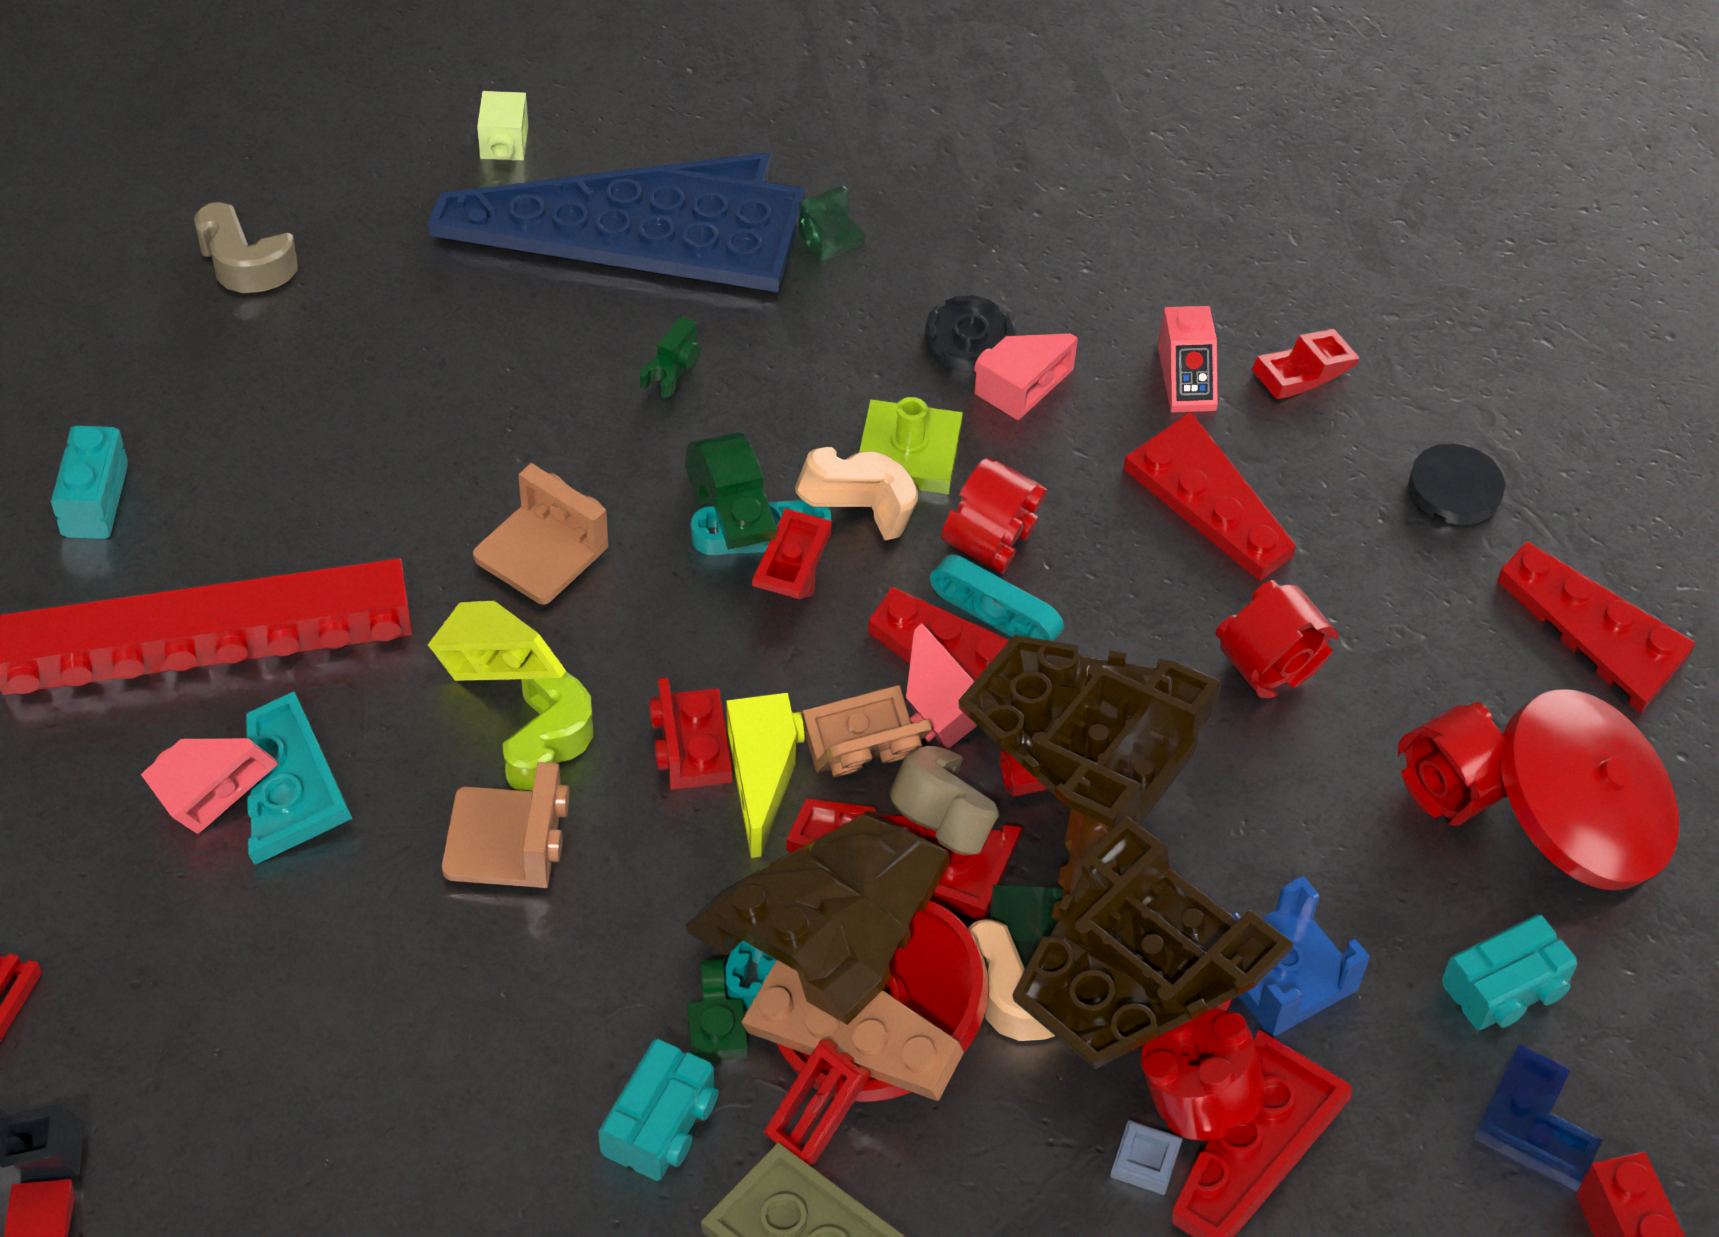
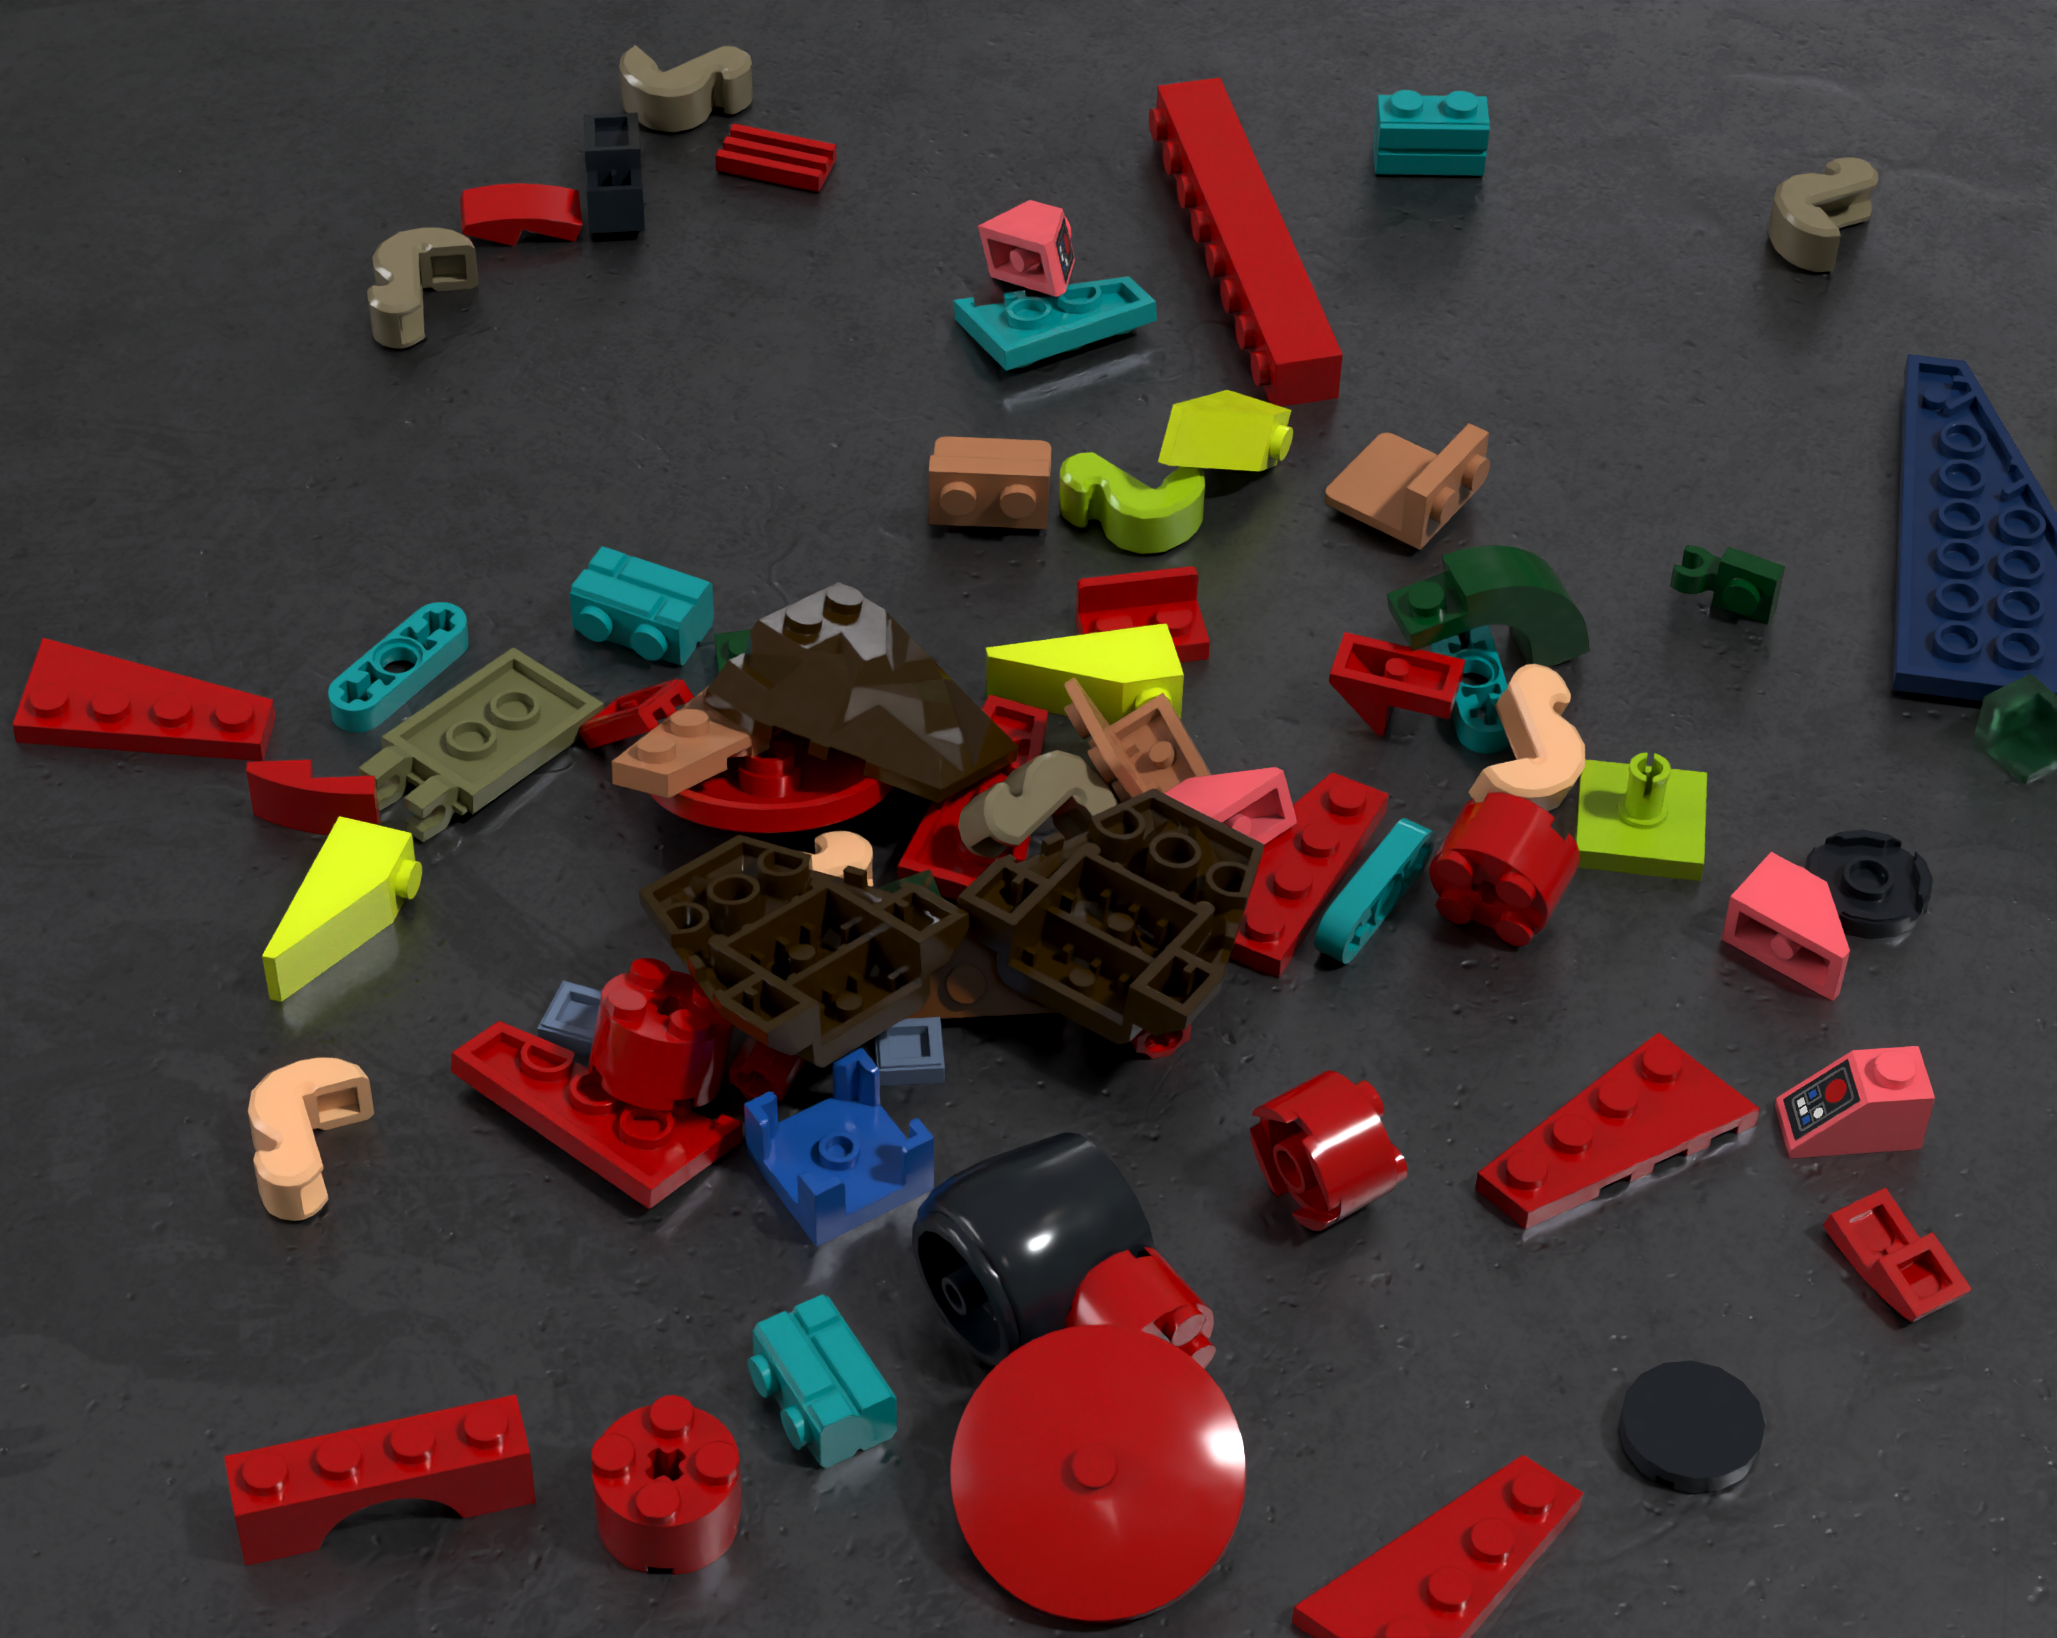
camera: 90 degrees right, 5 degrees down
(1402, 817) = (1018, 1238): none -> black piece
(1526, 1131) = (603, 1388): clear blue tile -> none
(1631, 1072) = (667, 1487): none -> red brick

